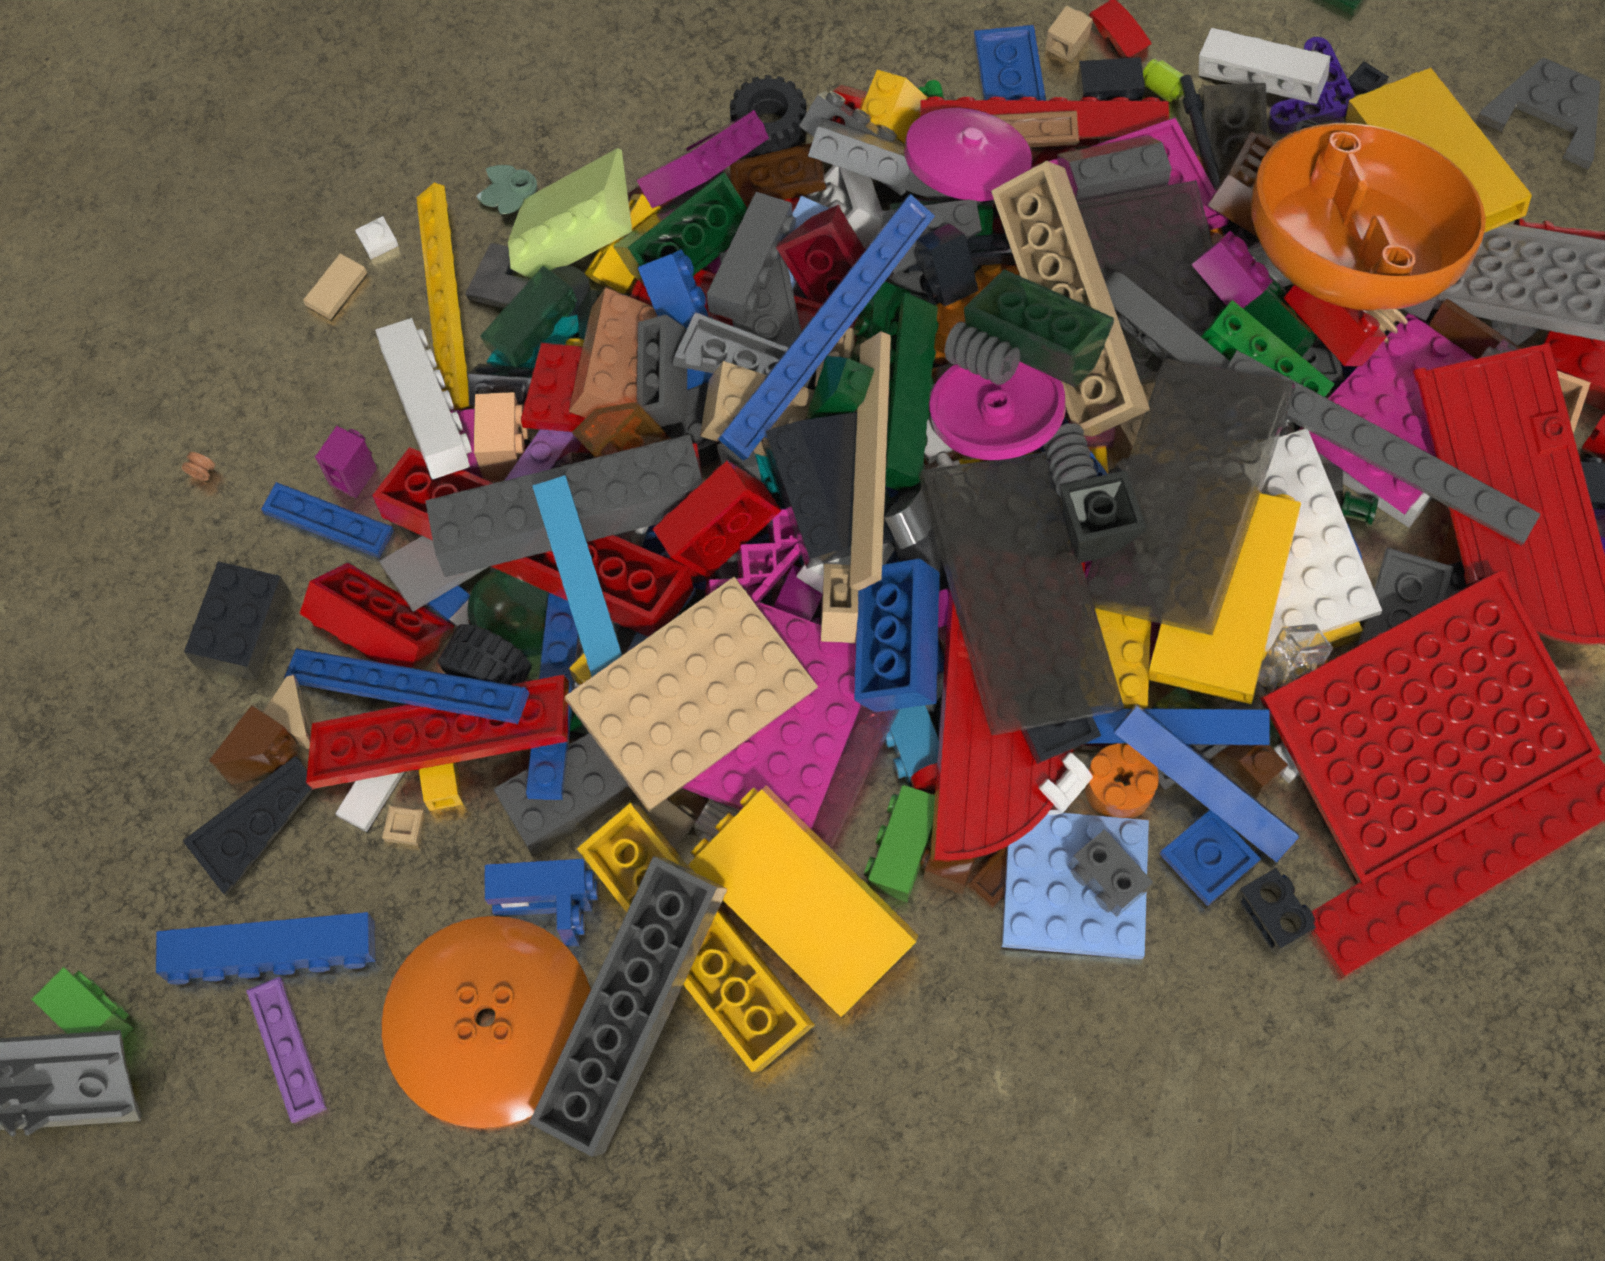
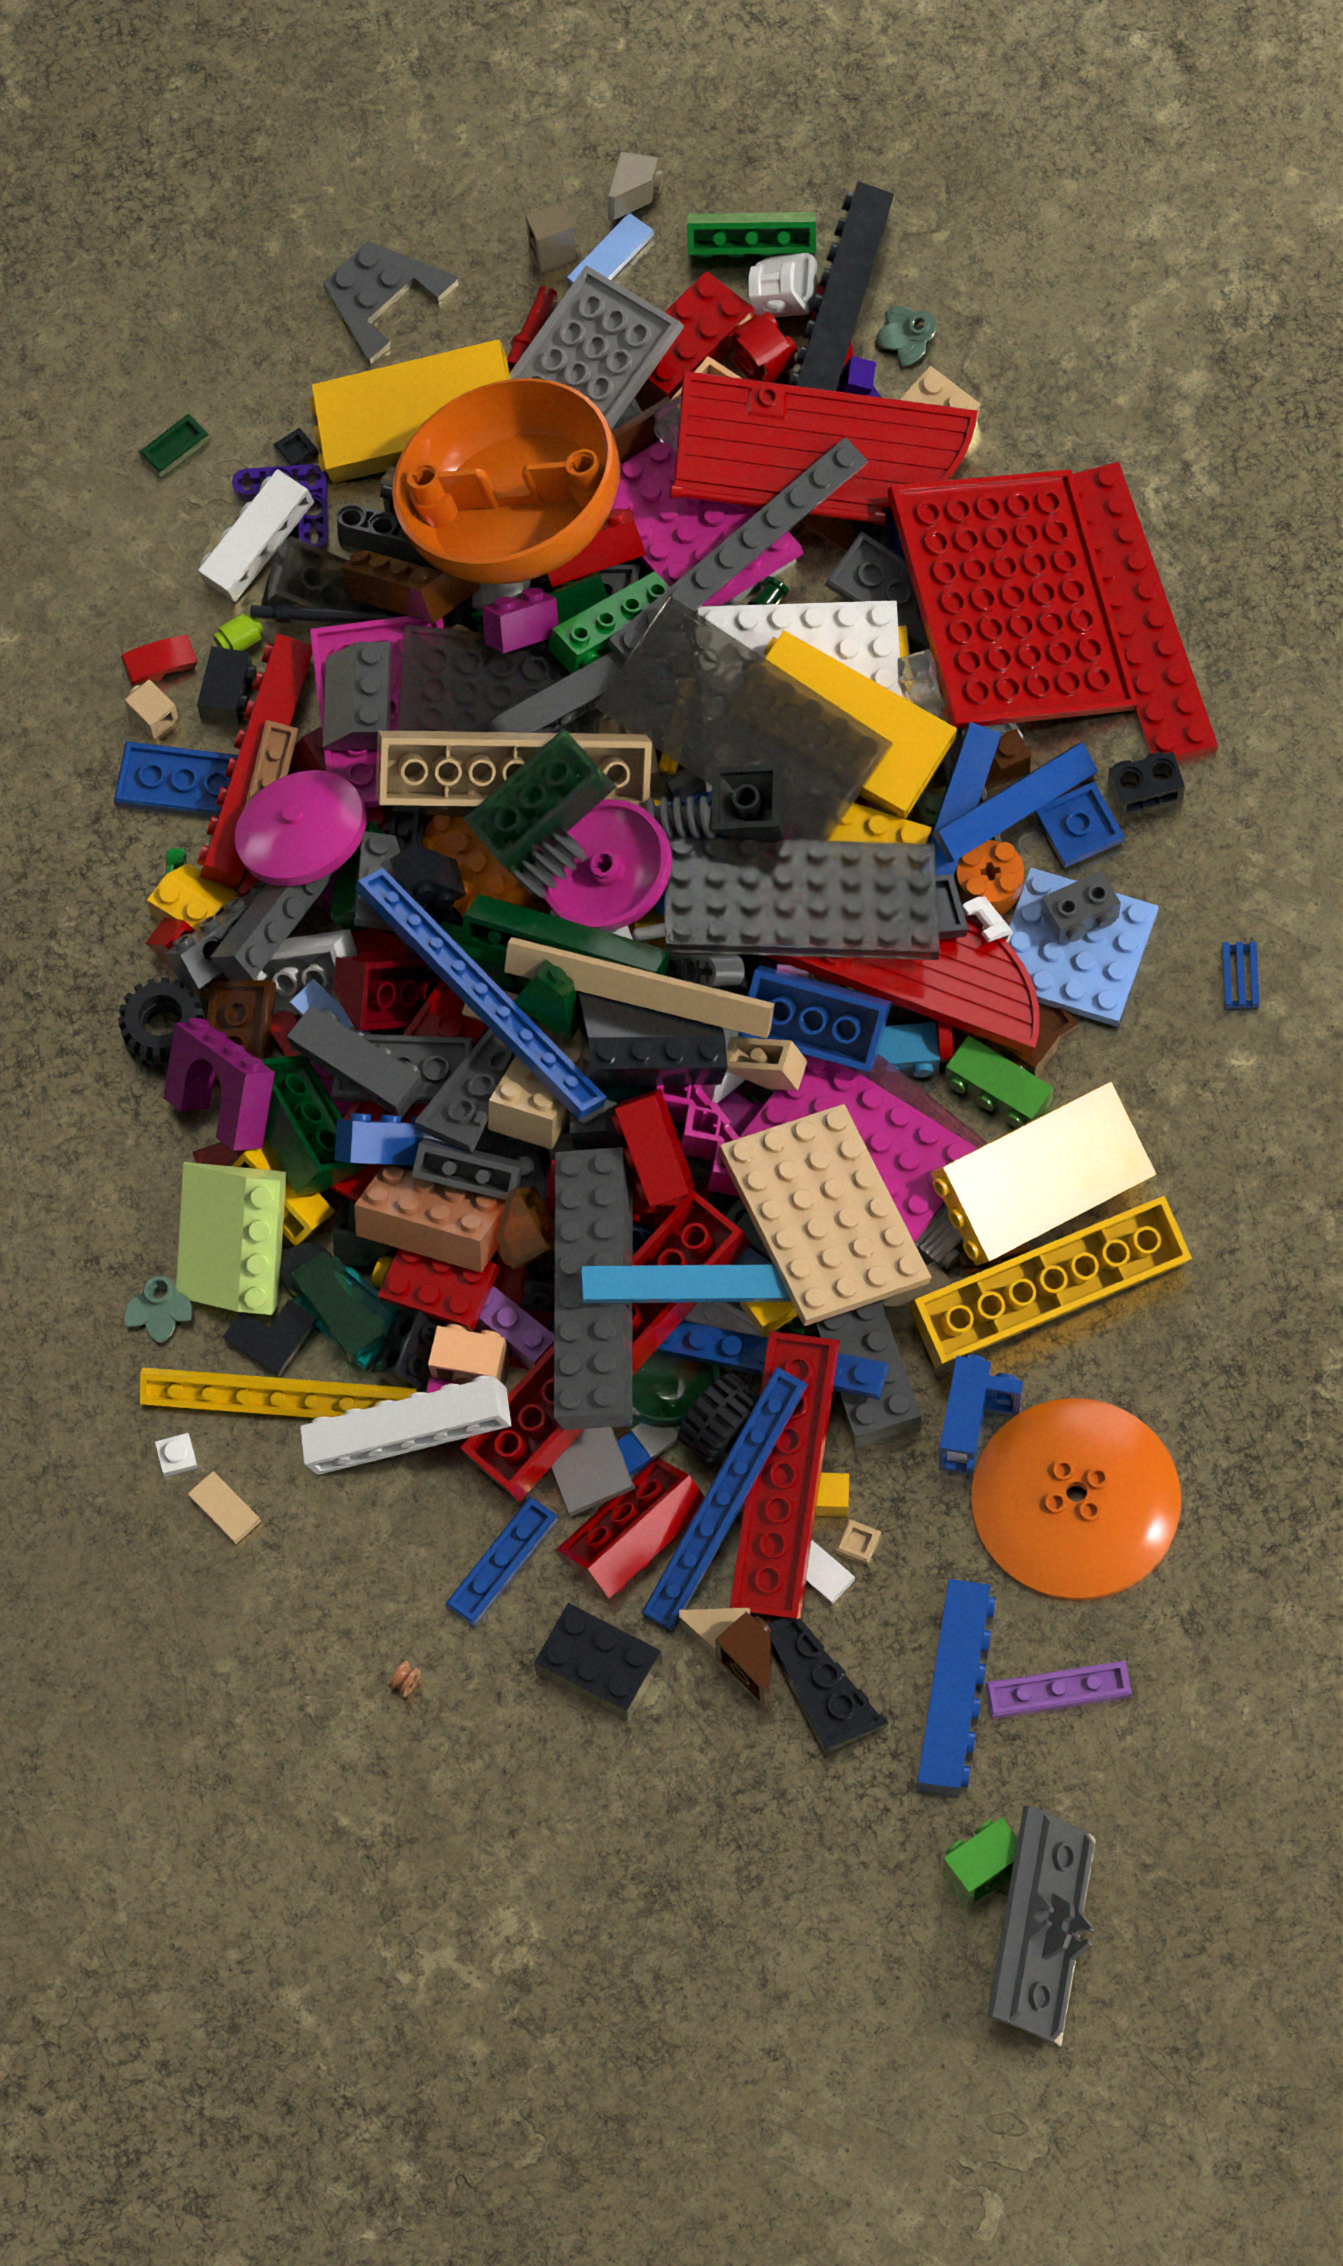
camera: 75 degrees left, 0 degrees up
(346, 461) = (452, 1518): magenta brick -> none
(628, 1006) = (1108, 1345): dark grey brick -> none
(1122, 1049) = (1239, 949): none -> blue tile

